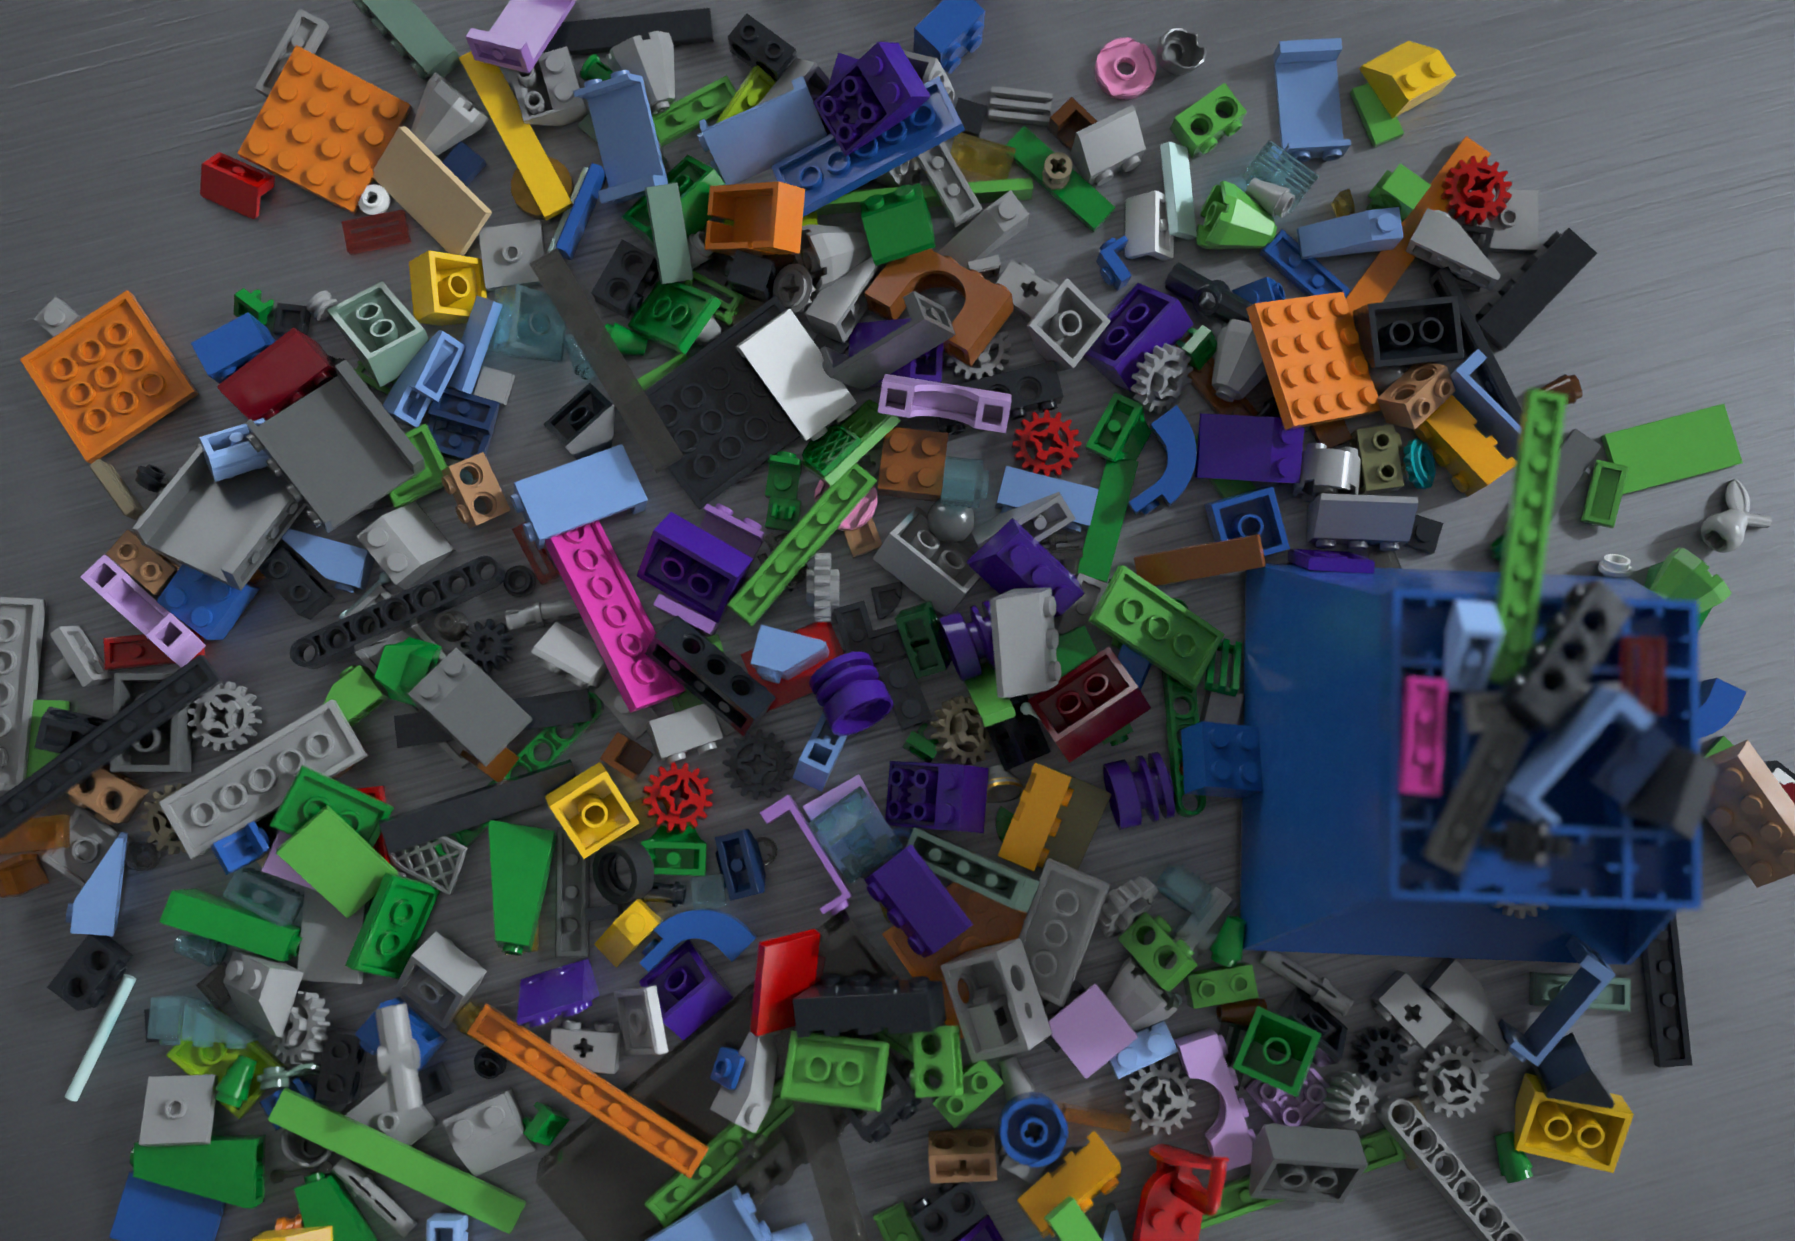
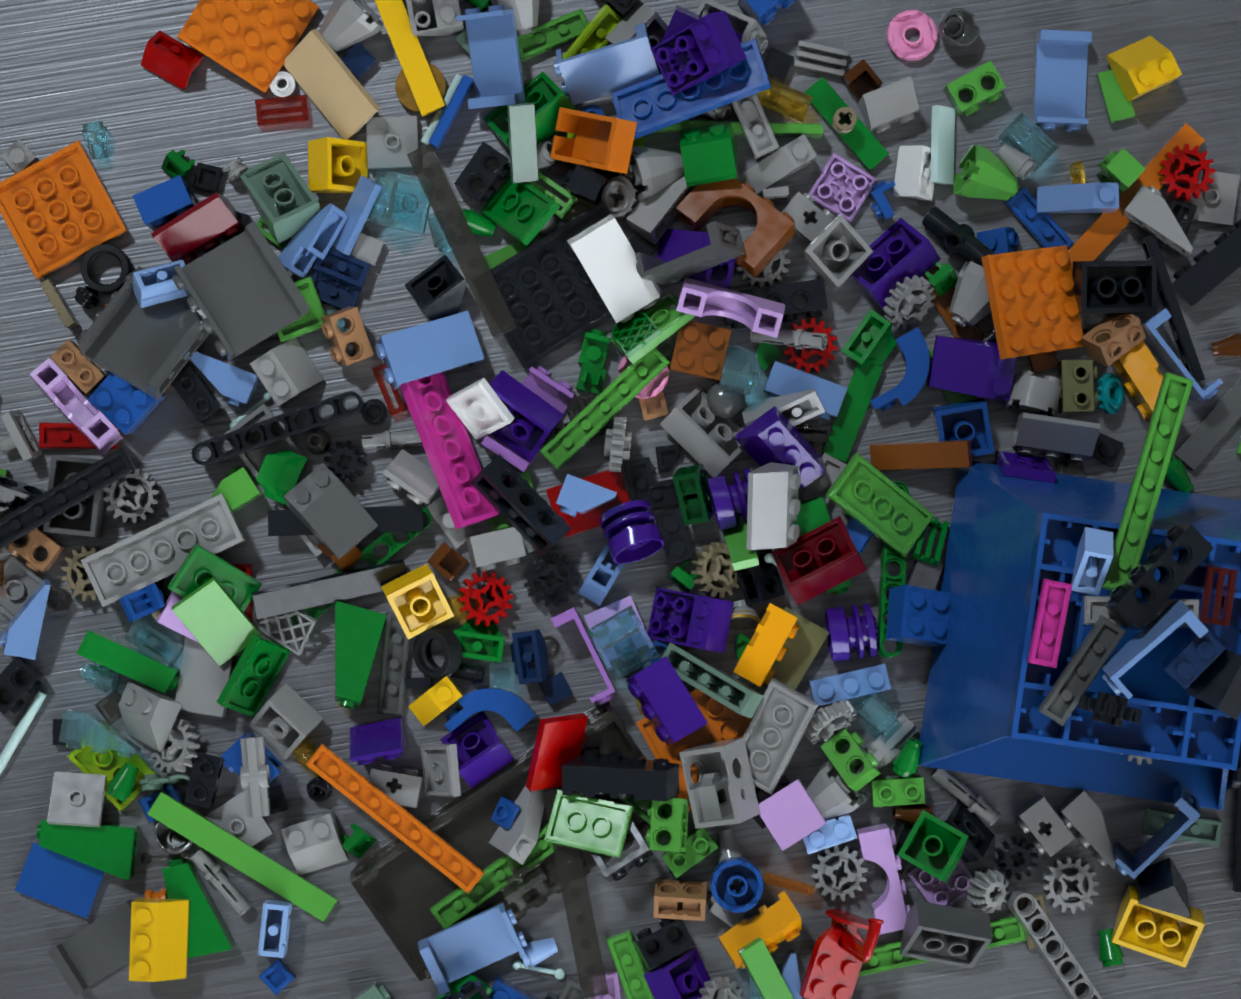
camera: 10 degrees right, 5 degrees up
(150, 286) = (96, 139): none -> clear light blue cone
(156, 425) = (92, 255): none -> black tyre
(648, 562) = (480, 409): none -> white tile
(777, 902) = (555, 688): none -> dark blue tile
(995, 460) = (767, 355): none -> green tile
(1031, 434) = (799, 339): none -> light grey pin
(1063, 252) = (842, 187): none -> lavender tile
(1144, 856) = (849, 684): none -> medium blue brick

